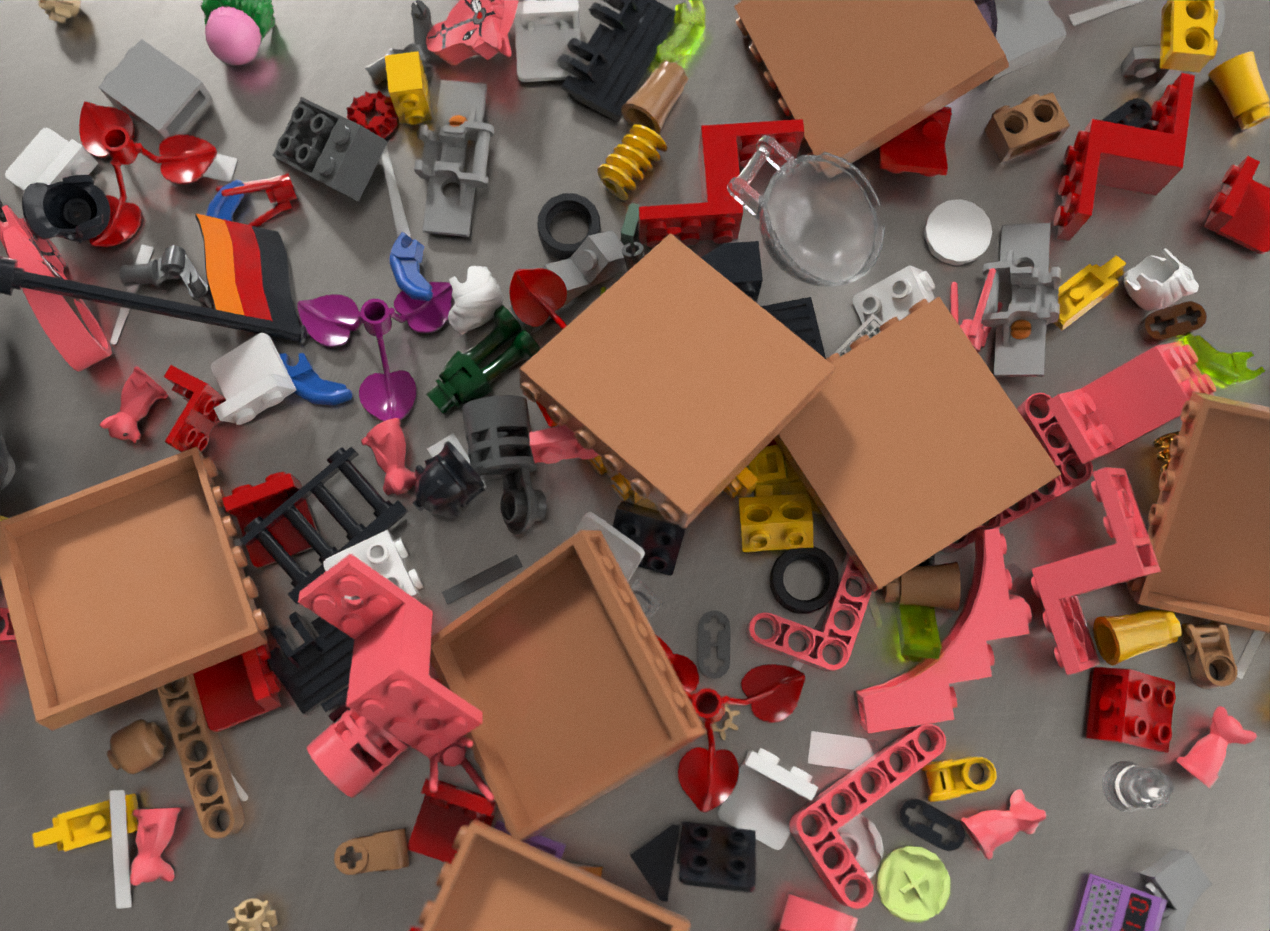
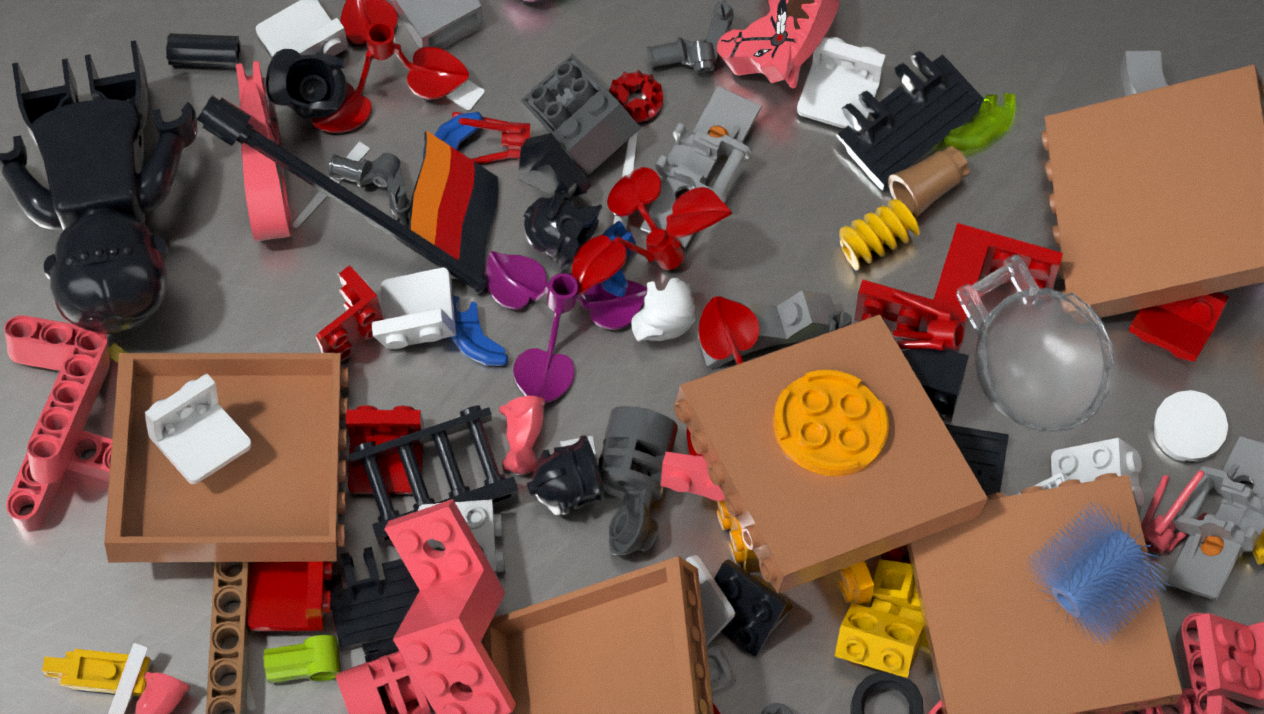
camera: 25 degrees right, 10 degrees down
(84, 576) = (196, 430): none -> white bracket
(136, 399) = (300, 286): coral animal -> none
(136, 746) = (172, 615): medium nougat head -> none
(282, 736) = (314, 659): none -> lime piece
(321, 207) = (550, 167): none -> black plate
(351, 257) = (559, 228): none -> black helmet
(408, 87) = (682, 83): yellow brick -> none
(463, 377) = (624, 382): dark green piece -> none
(465, 203) = (691, 213): none -> red plant
(482, 579) = (556, 588): dark grey sticker -> none
(557, 205) = (783, 251): black tyre -> none
(630, 226) = (848, 299): sand green tile -> none
(669, 352) = (830, 423): none -> light orange tile
(727, 230) = (941, 332): none -> red plant
(959, 400) = (1097, 573): none -> medium blue piece

